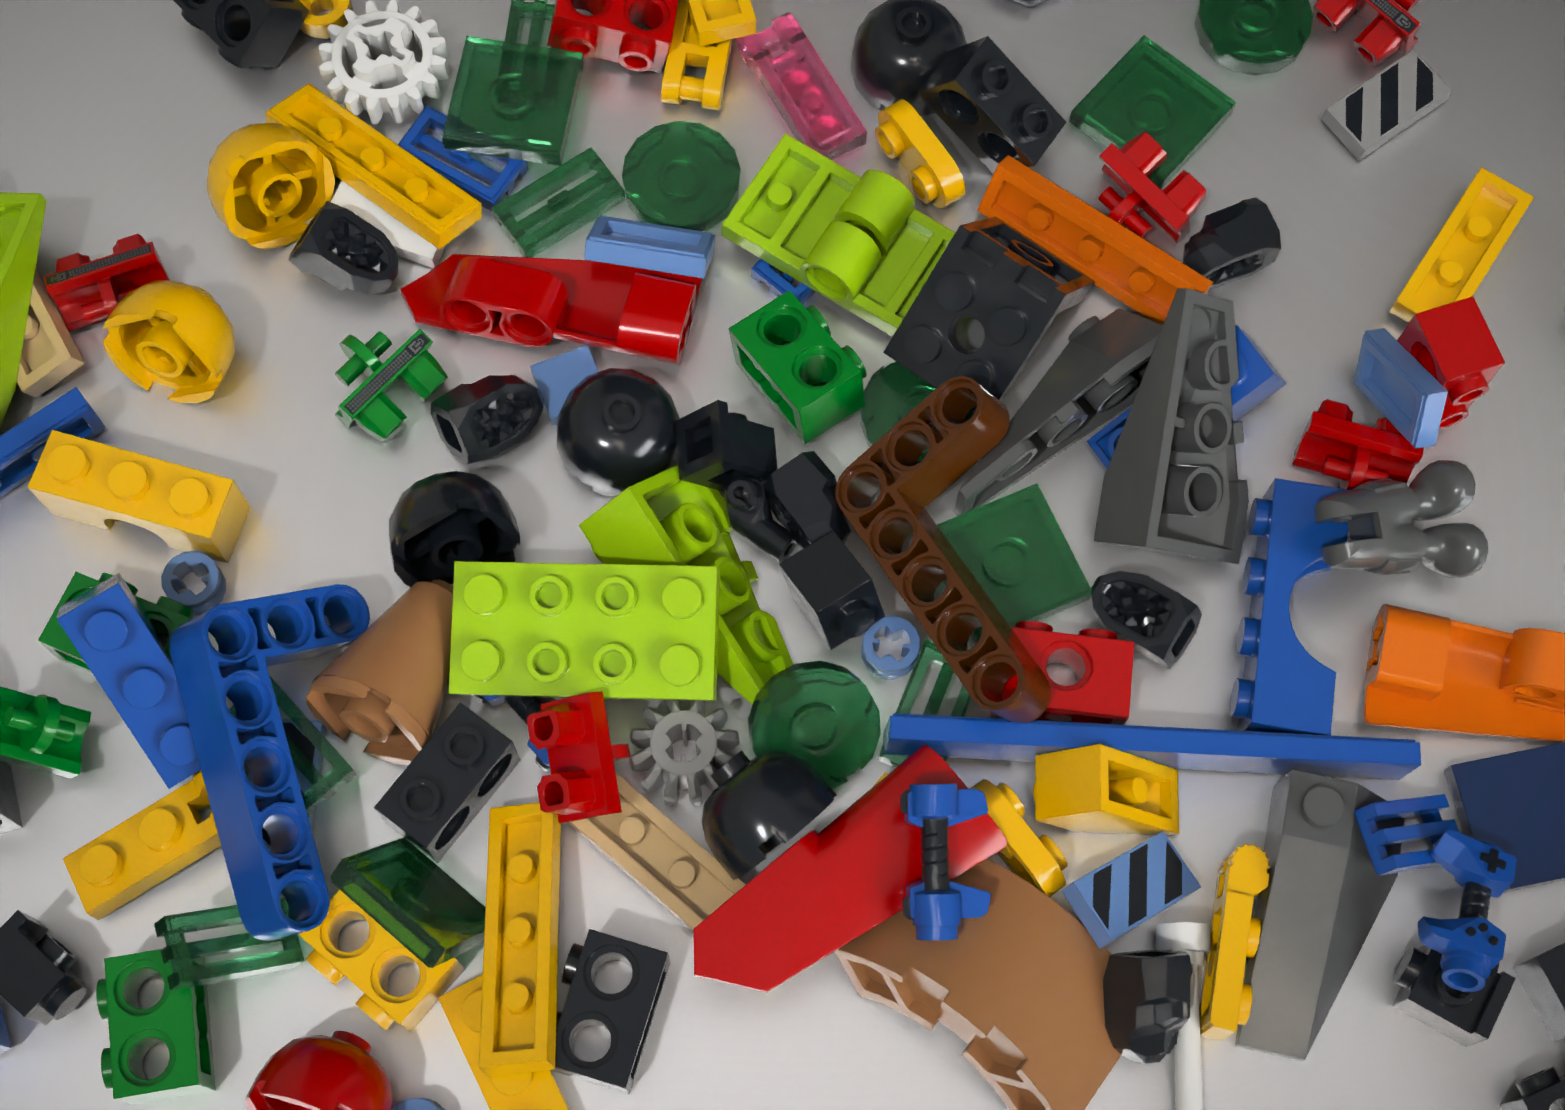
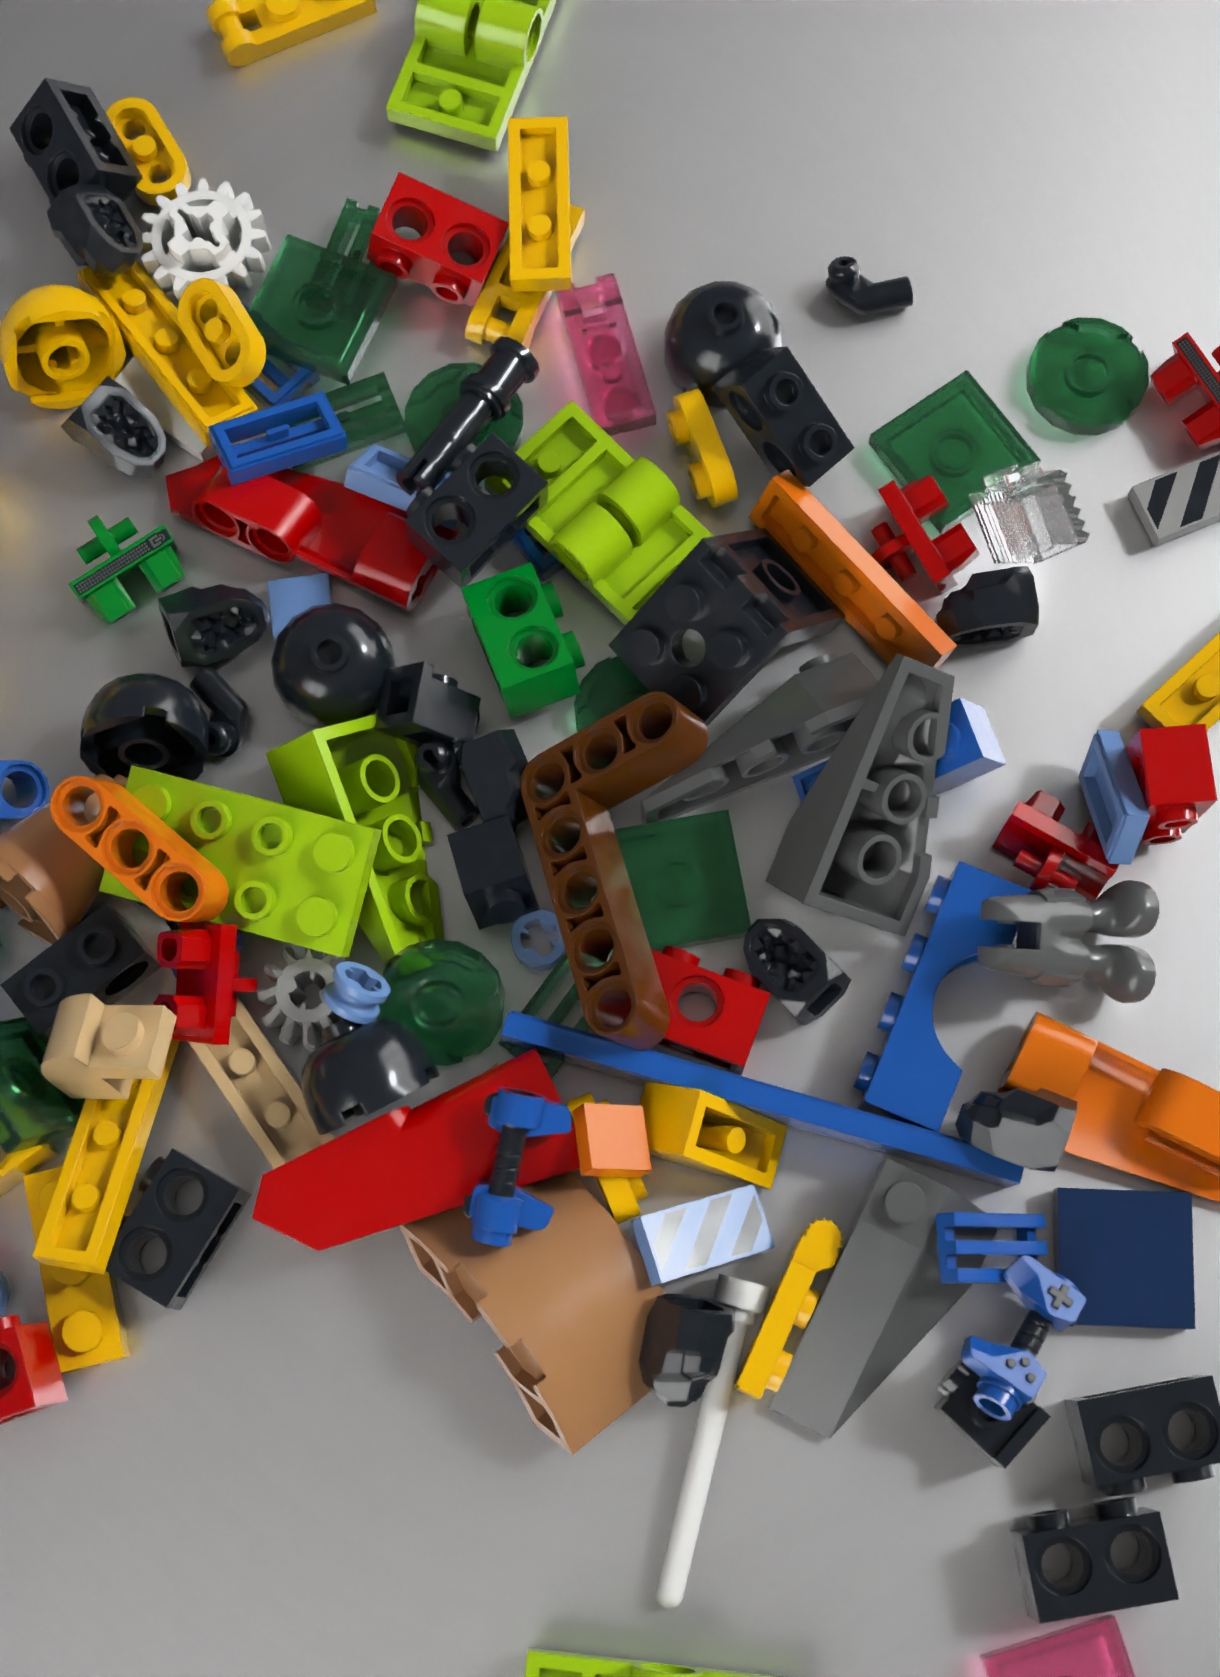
camera: 20 degrees right, 5 degrees up
(277, 67) = (96, 229): none -> black rock
(432, 142) = (221, 332): none -> yellow plate
(458, 632) = (111, 841): none -> orange beam
(498, 838) = (103, 1047): none -> tan brick
(516, 230) = (282, 445): none -> blue tile
(523, 496) = (227, 714): none -> black arm
(700, 149) = (482, 399): none -> black pin
(735, 253) = (489, 518): none -> black brick
(737, 730) = (356, 992): none -> medium blue bush
(1025, 815) = (611, 1140): none -> tile
(1246, 147) = (1027, 514): none -> clear brick
(1407, 709) = (1019, 1126): none -> black rock

